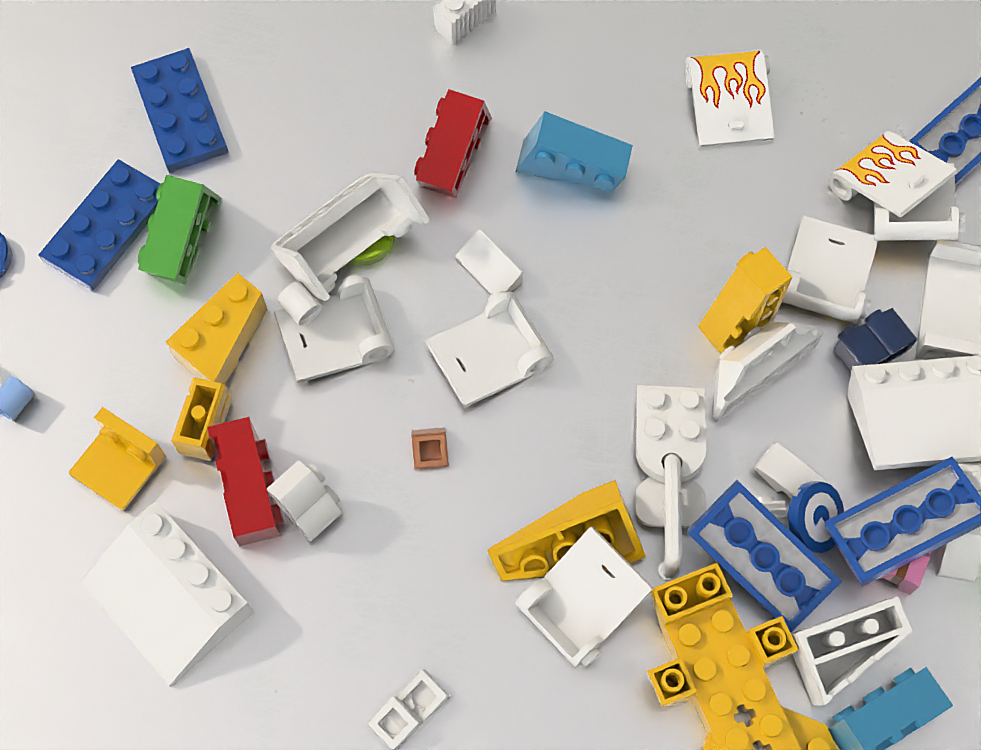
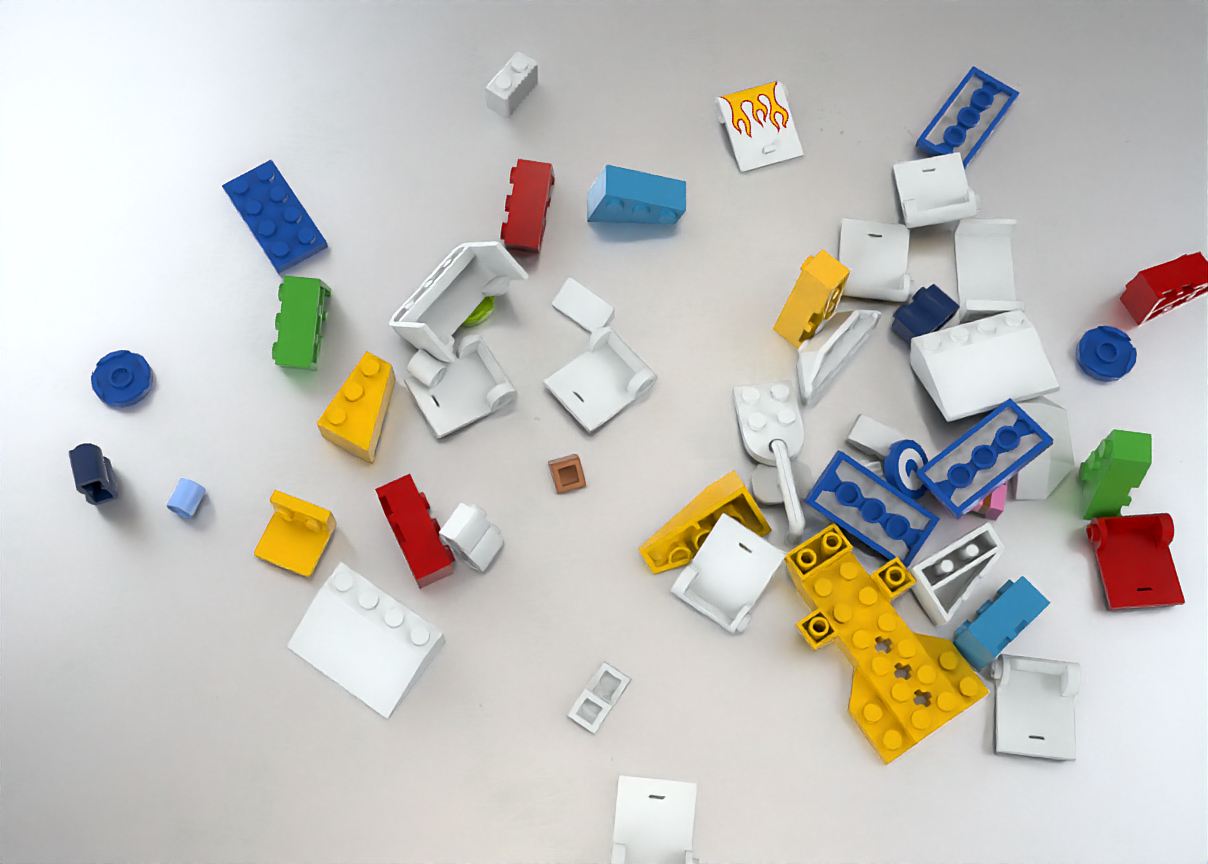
camera: 15 degrees left, 0 degrees up
(103, 225) = (231, 331): blue piece -> none
(202, 408) = (362, 479): yellow brick -> none
(891, 174) = (910, 170): white door -> none

